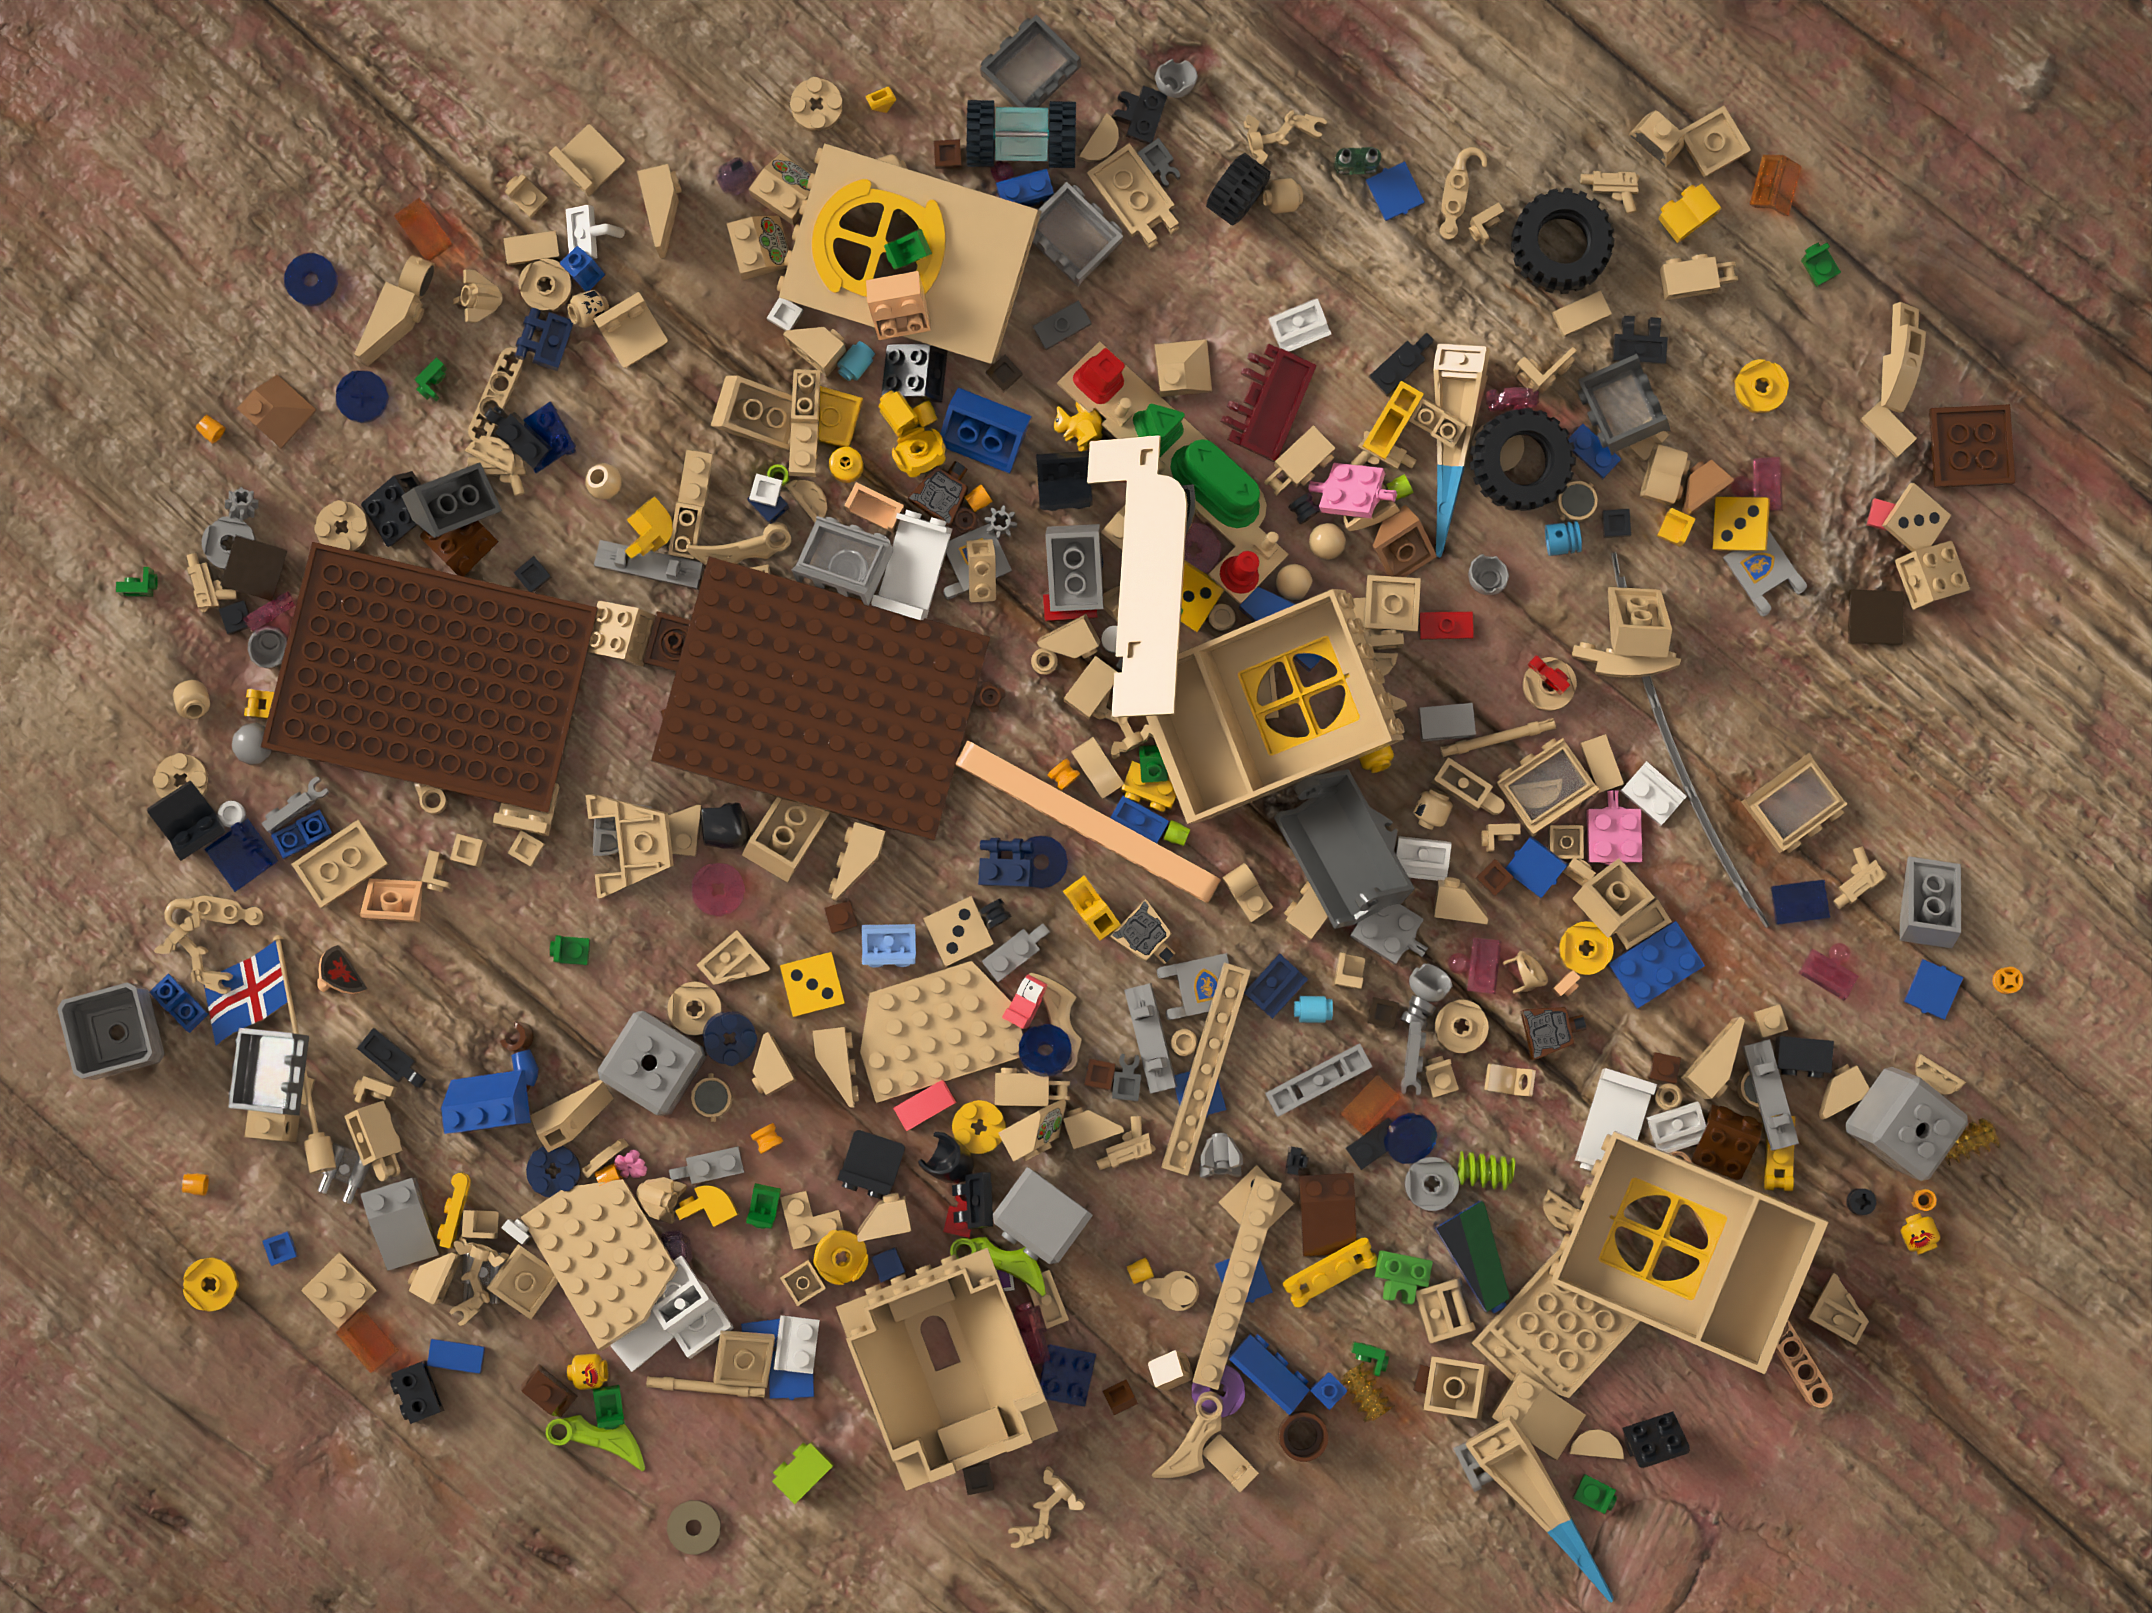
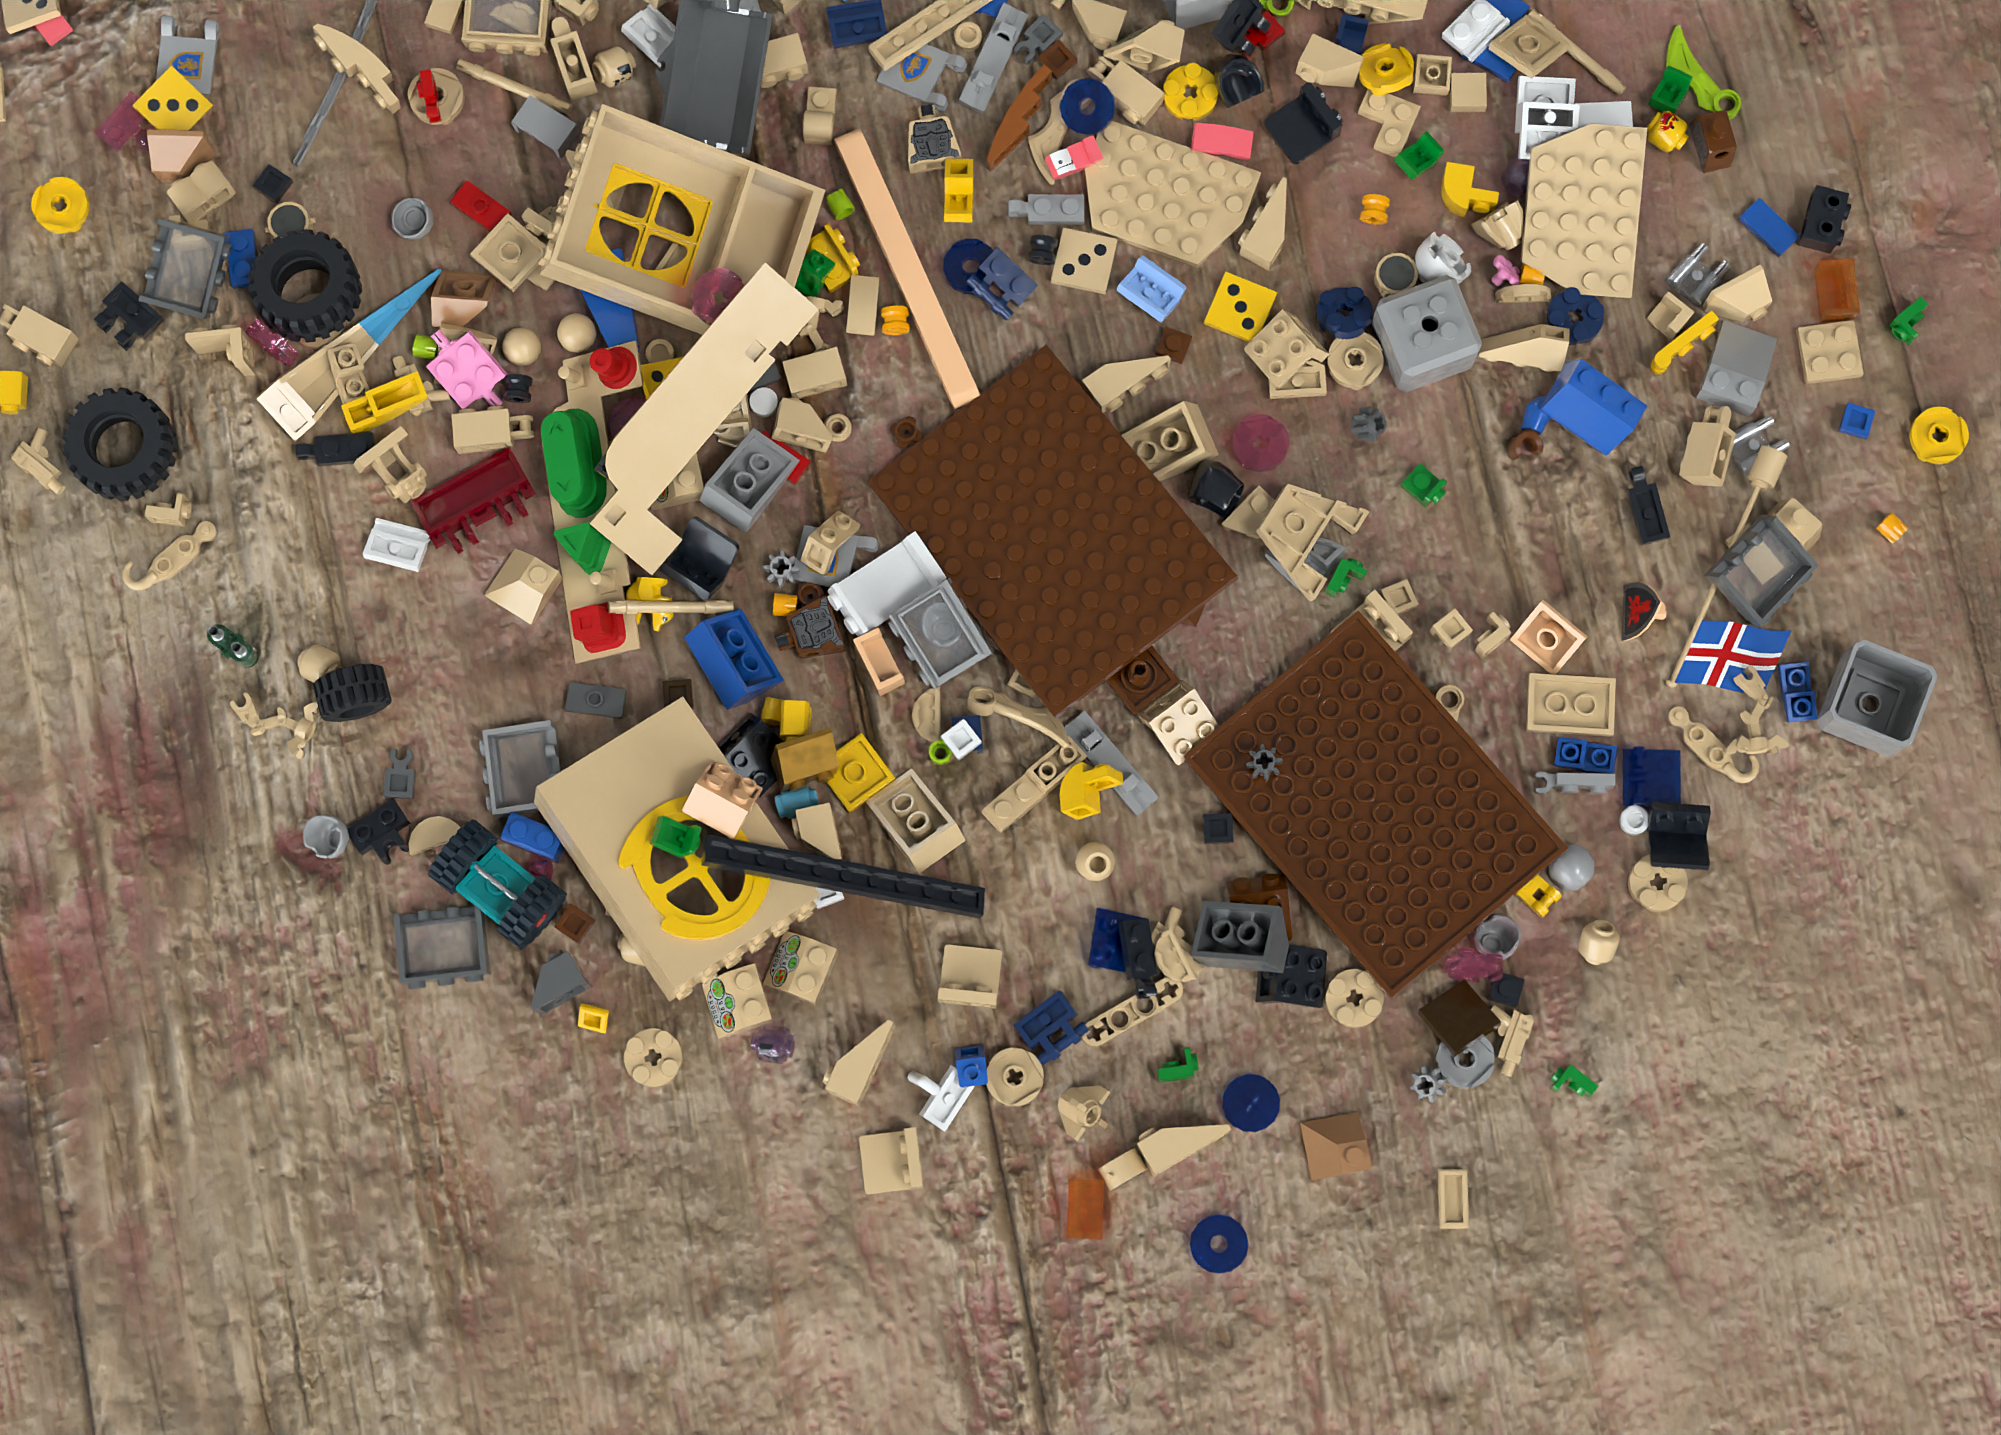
camera: 140 degrees left, 5 degrees down
(165, 437) = (1453, 1199): none -> tan tile
(210, 429) = (1407, 1174): light orange hose -> none
(297, 1364) = (1903, 324): none -> green bracket
(379, 1089) = (1675, 492): tan bracket -> none
(480, 1254) = (1688, 286): tan piece -> none
(517, 1230) = (1642, 287): white plate -> none
(523, 1282) = (1668, 241): tan plate -> none
(525, 195) = (970, 1172): tan bracket -> none
(531, 247) = (1001, 1121): tan tile -> none
(532, 635) = (1258, 767): none -> dark grey gear
(579, 827) = (1340, 581): none -> green bracket
(586, 307) = (993, 1024): tan head -> none
(646, 963) = (1368, 424): none -> dark grey gear
(682, 1131) = (1439, 258): none -> white cylinder
(710, 1166) = (1430, 218): light grey plate -> none
(752, 974) = (1284, 348): none -> tan bracket
(765, 1289) = (1468, 92): none -> tan piece
(771, 1067) = (1329, 255): tan slope -> none
(772, 323) = (842, 876): none -> black plate
(805, 423) = (882, 776): tan slope -> none
(848, 473) = (880, 724): yellow head -> none
(867, 388) = (805, 760): none -> pearl gold slope
(915, 463) = (805, 664): yellow plate -> none
(921, 103) = (558, 982): none -> dark grey slope
(1082, 407) = (636, 607): none -> tan piece
(1091, 993) = (1014, 125): none -> dark orange slope
(1134, 194) = (444, 765): tan tile -> none
(1139, 819) = (862, 237): blue plate -> none
(1209, 672) = (711, 283): none -> clear pink plate
(1327, 376) = (384, 455): none -> tan tile
(1395, 191) = (223, 600): blue piece -> none
(1563, 538) = (326, 202): dark azure piece -> none
(1581, 313) = (155, 377): tan tile -> none
(1639, 622) = (321, 81): tan slope -> none
(1676, 527) = (227, 142): yellow panel -> none

